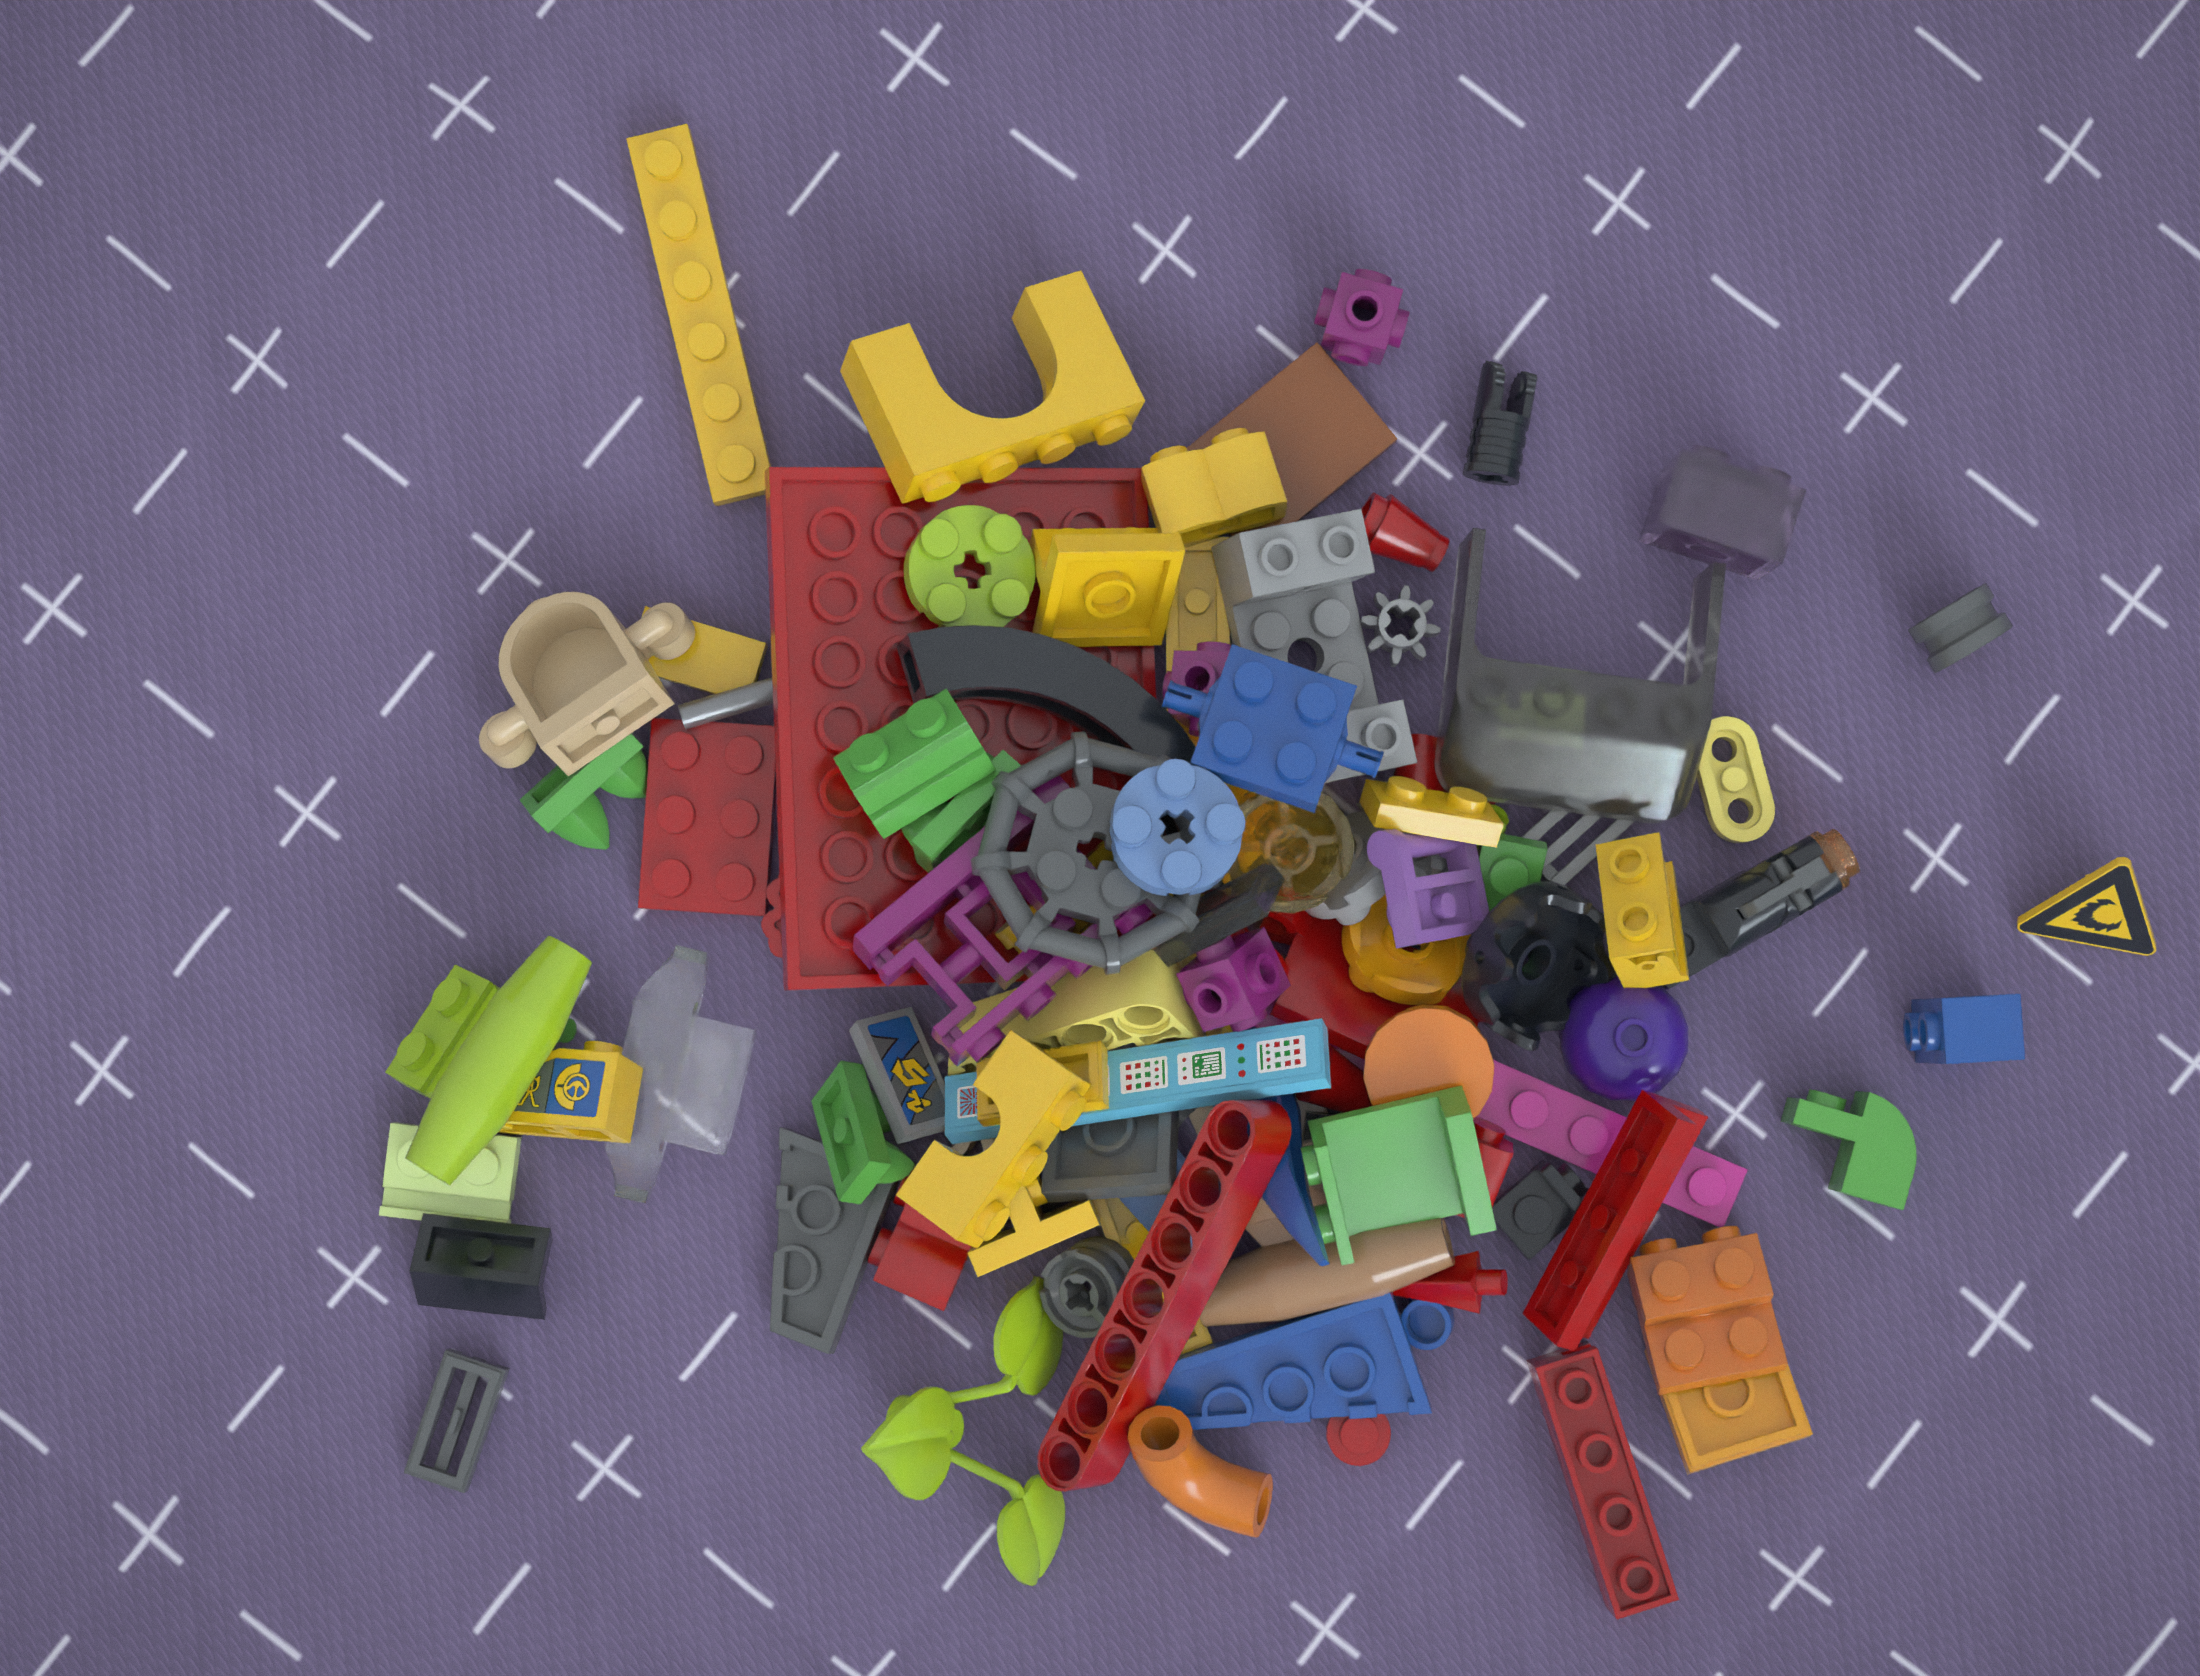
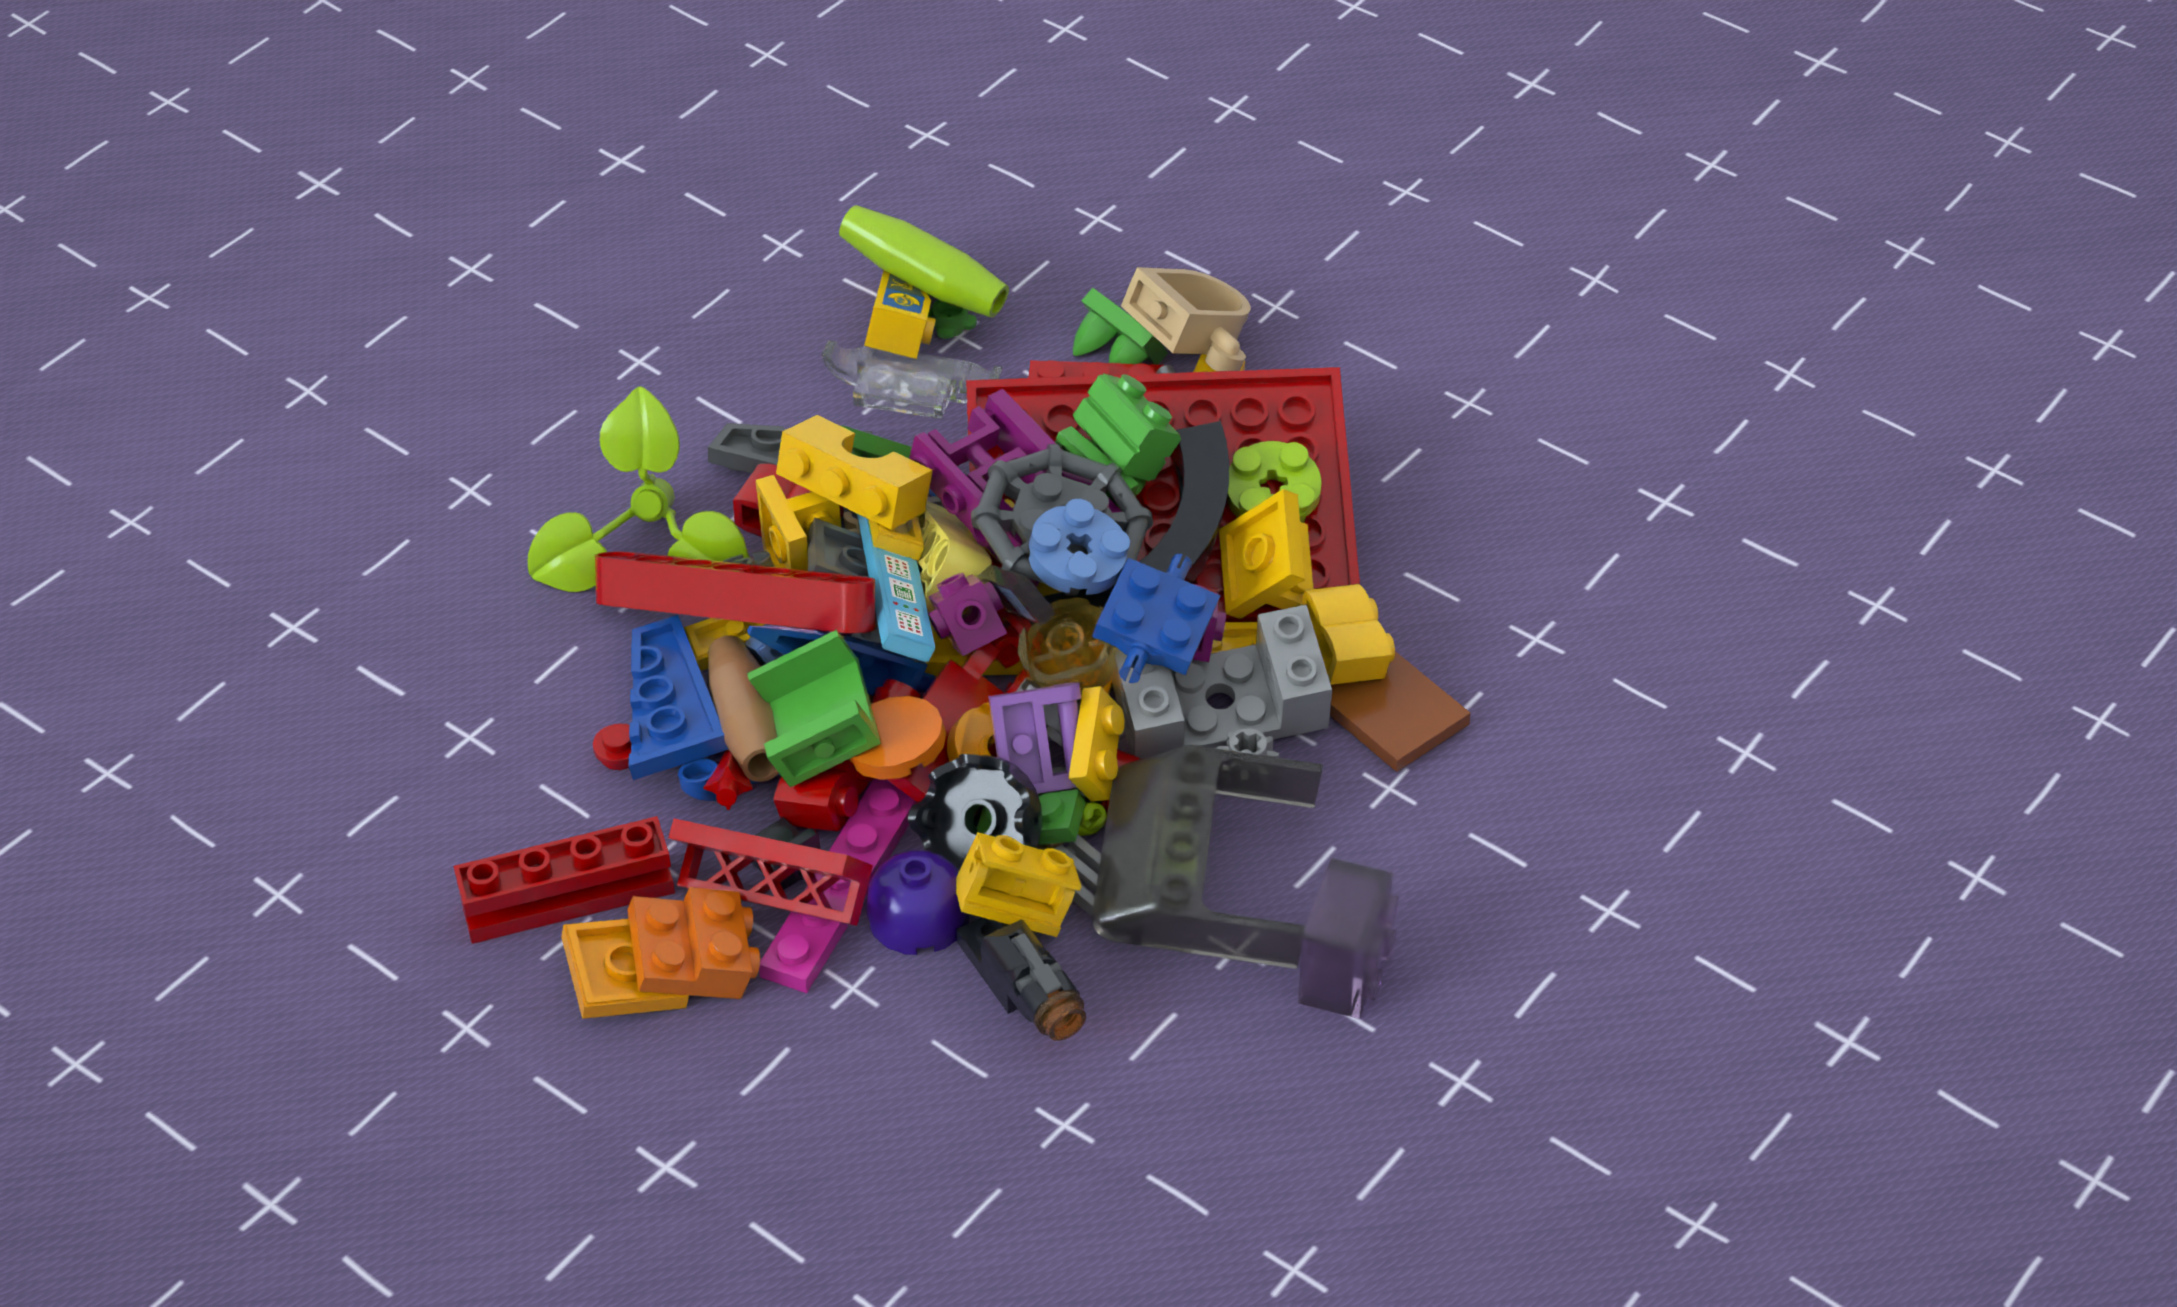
camera: 85 degrees right, 40 degrees down
(475, 1368) = (680, 288): dark grey tile -> none
(479, 1192) = (844, 284): yellowish green plate -> none
(481, 1266) = (785, 286): black panel -> none
(700, 313) = (1466, 389): yellow plate -> none
(938, 445) = (1408, 559): yellow arch -> none
(1195, 1477) = (598, 639): orange cylinder -> none
(1357, 340) = (1490, 730): magenta brick -> none
(1402, 534) = (1329, 747): red cone -> none
(1499, 434) = (1401, 821): black hinge -> none
(1737, 779) = (1127, 969): light yellow plate -> none
(1875, 1145) = (820, 1060): bright green brick -> none
(1960, 628) = (1260, 1113): dark grey wheel -> none
(1965, 1029) = (914, 1102): blue brick -> none
(2096, 911) = (1015, 1211): piece -> none

